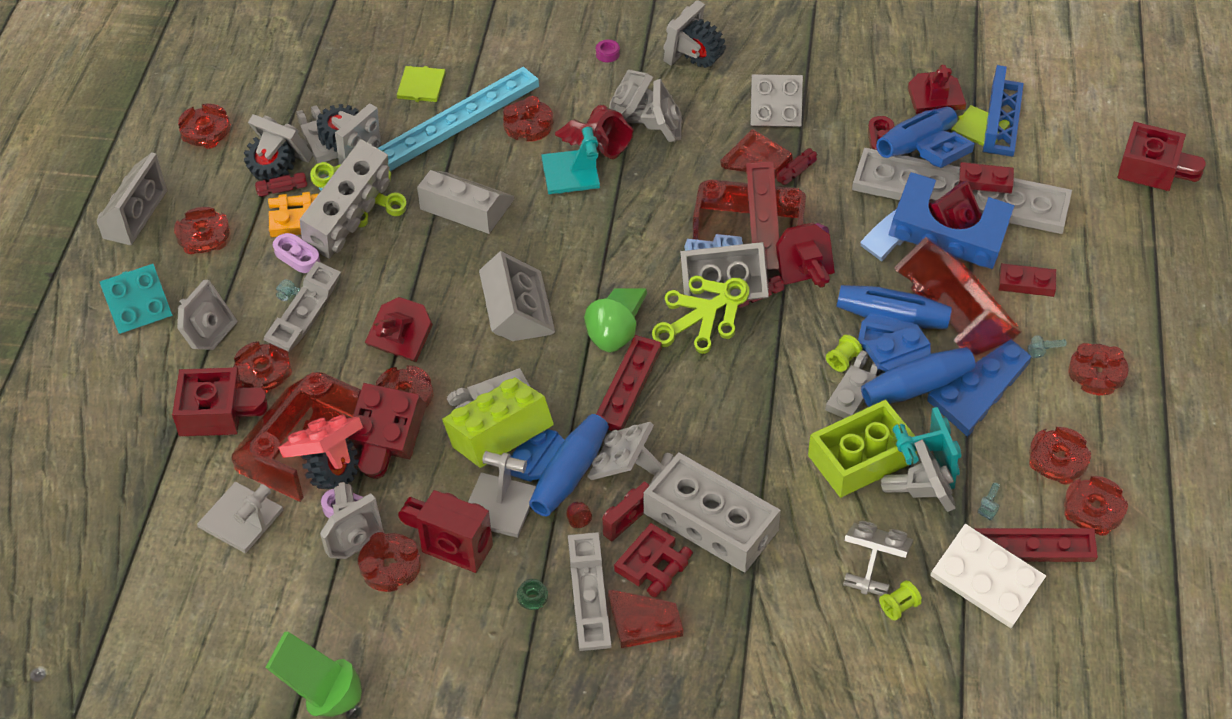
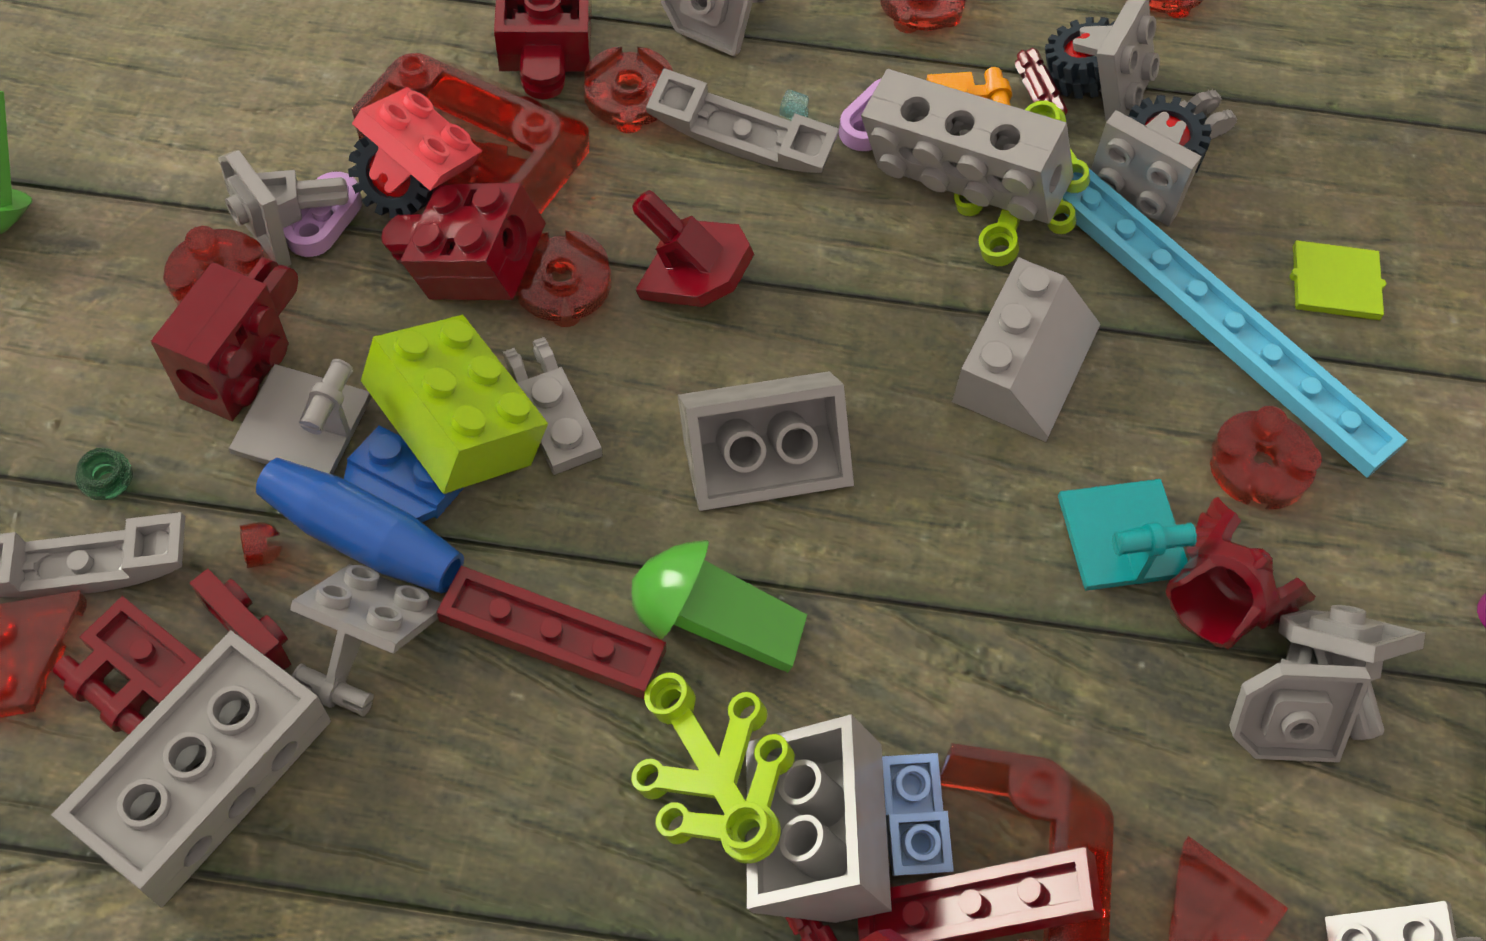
camera: 85 degrees right, 10 degrees up
(241, 516) = (324, 80): light grey plate -> none

